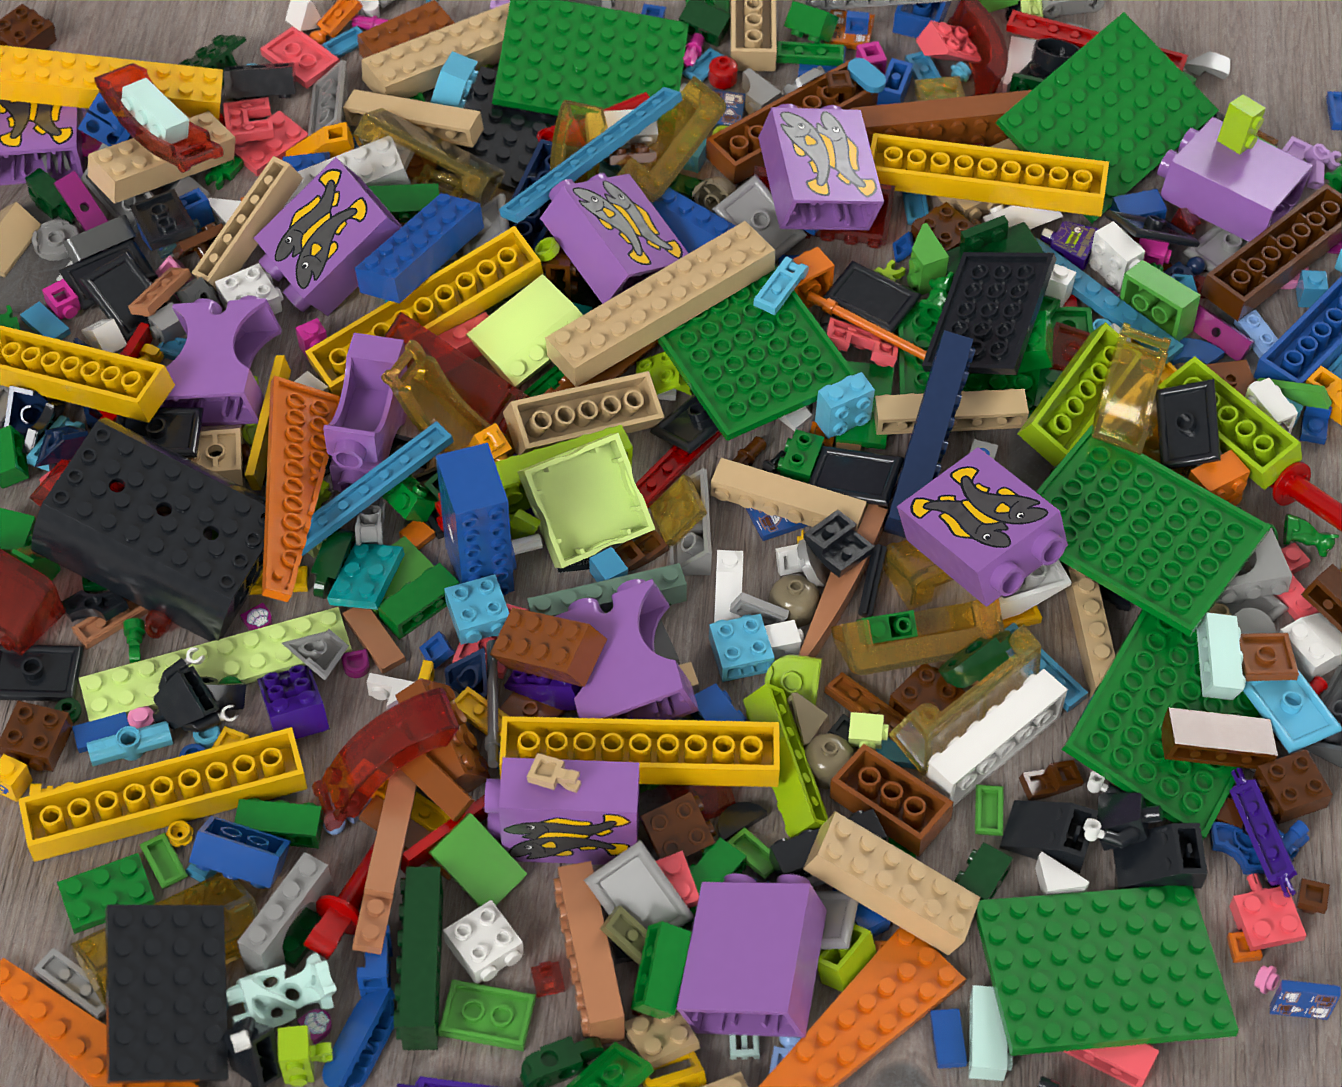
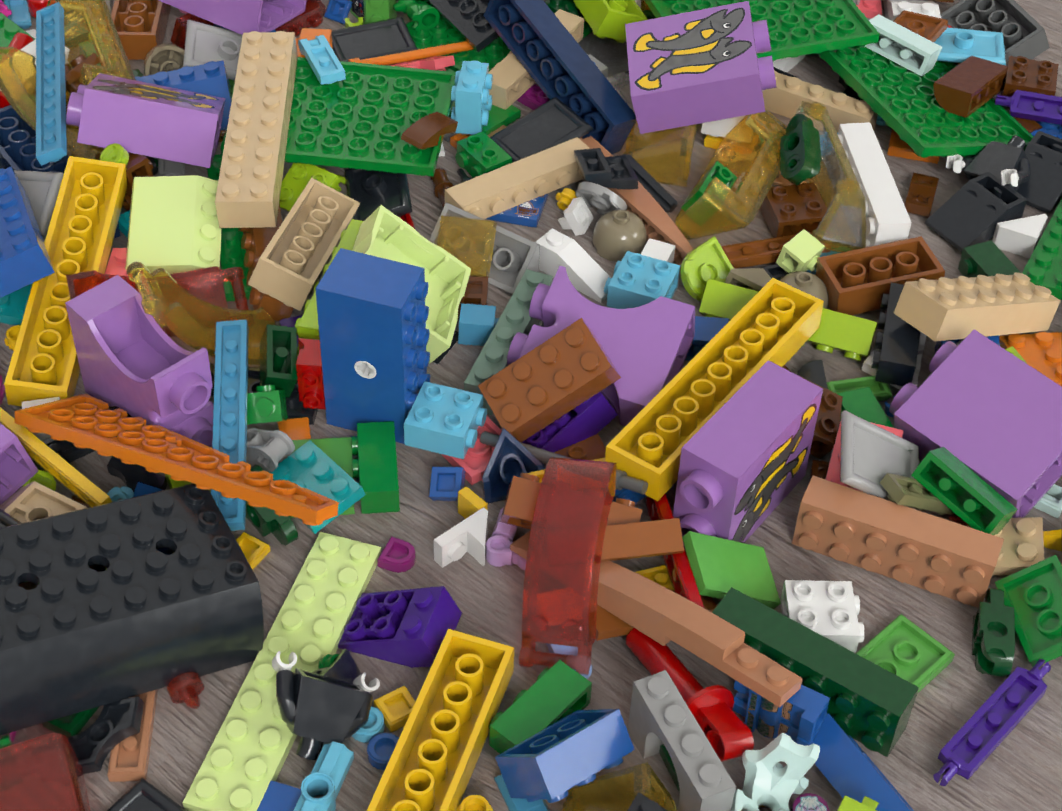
camera: 55 degrees left, 10 degrees down
(134, 630) = (173, 714): green piece -> none
(140, 717) = (292, 770): bright pink plate -> none
(257, 617) = (271, 603): tile -> none
(318, 651) = (369, 570): light grey slope -> none
(374, 638) = (382, 524): nougat tile -> none
(497, 442) = (274, 307): light orange brick -> none
(547, 979) = (887, 598): clear red tile -> none
(550, 771) = (737, 417): tan plate -> none
(750, 605) = (614, 251): light grey tile -> none
(757, 403) = (427, 130): none -> reddish brown slope
(989, 810) = (937, 243): bright green tile -> none

